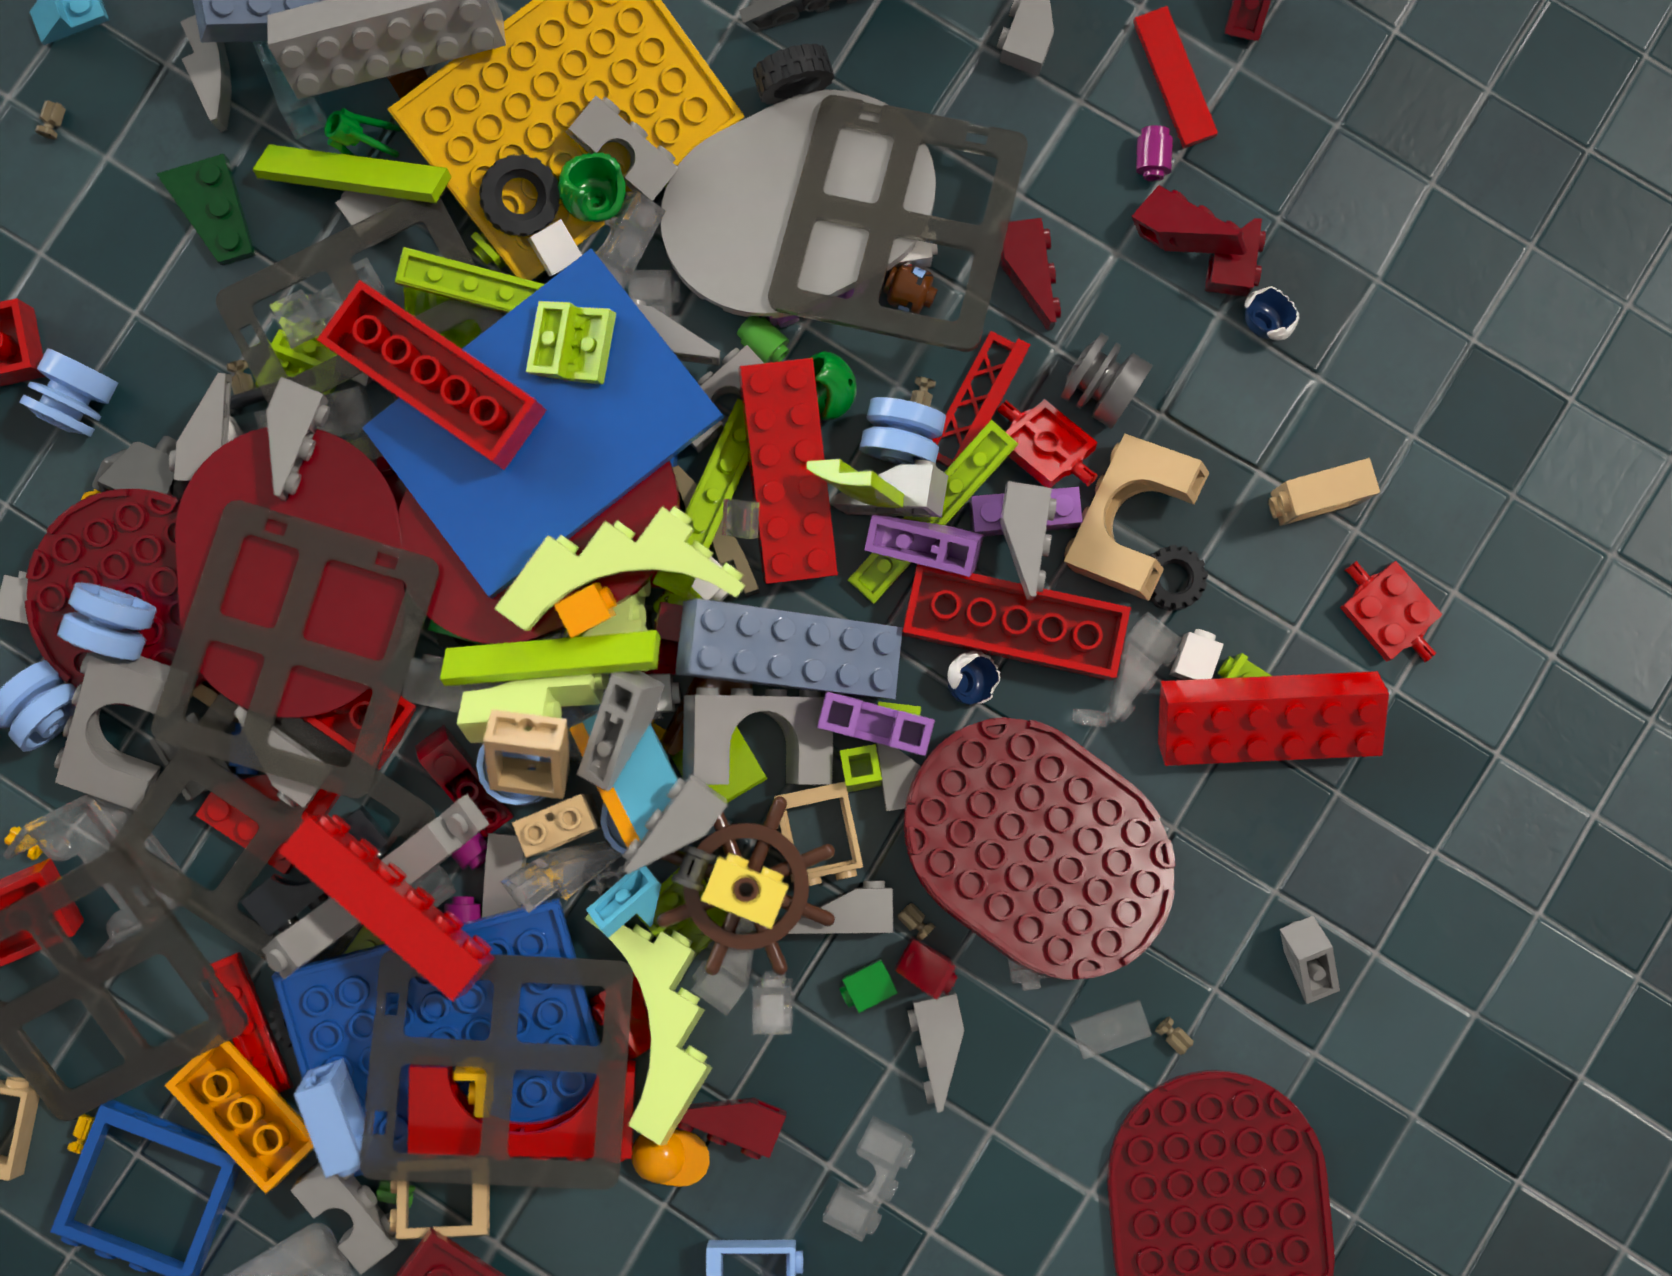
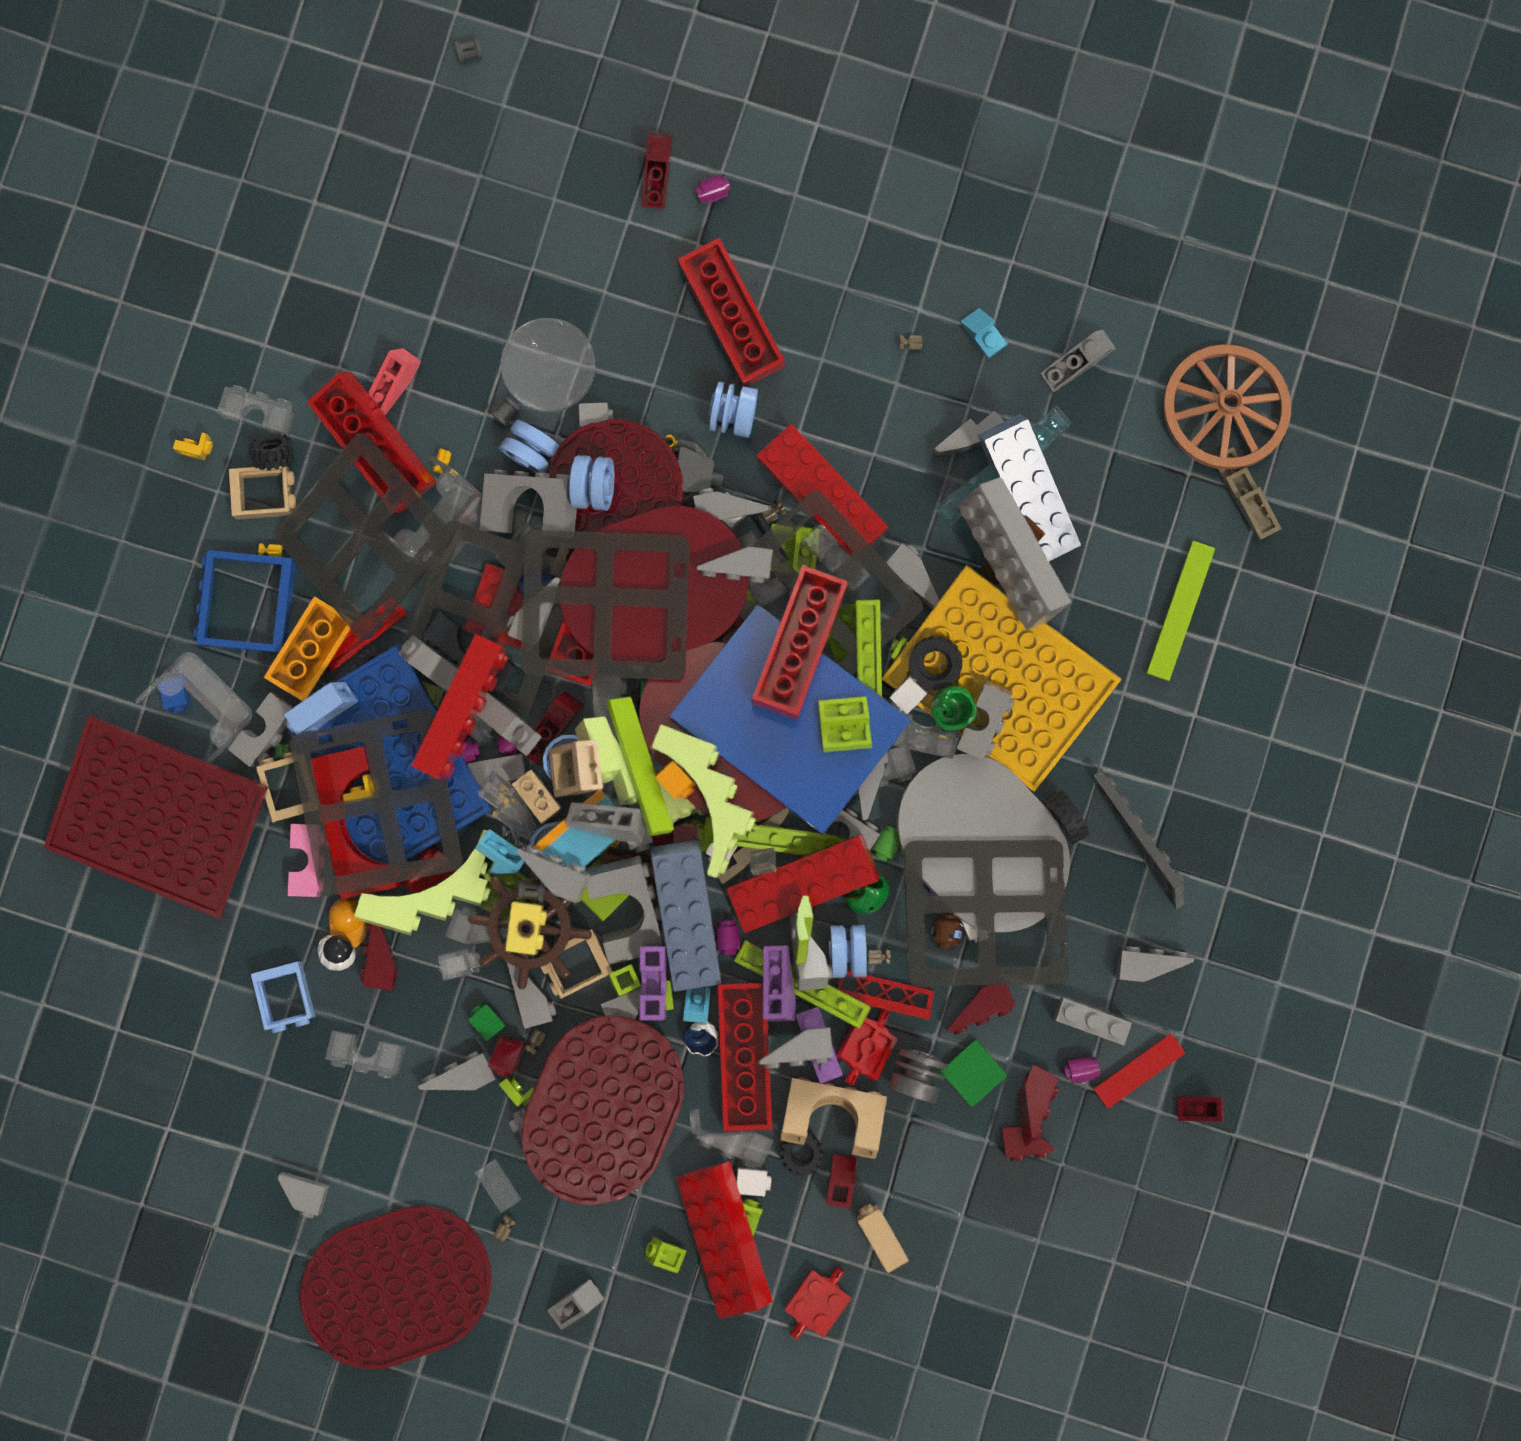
camera: 75 degrees right, 0 degrees up
(181, 321) = (803, 470): none -> red brick
(212, 205) = (882, 461): dark green wing -> none
(344, 130) = (948, 538): green plant -> none
(352, 173) = (923, 550): lime tile -> none
(591, 1207) = (303, 882): none -> bright pink arch
(708, 1185) = (336, 952): none -> black hair
(838, 602) = (727, 937): none -> magenta brick
(923, 671) = (697, 1004): none -> medium azure slope
(977, 972) = (513, 1090): none -> lime bracket
(1089, 119) = (1092, 1021): none -> light grey arch
(1121, 305) = (973, 1073): none -> green tile
(1229, 530) = (841, 1181): none -> dark red slope
(1270, 314) = (993, 1174): dark blue hair -> none
(1270, 812) = (664, 1255): none -> lime bracket

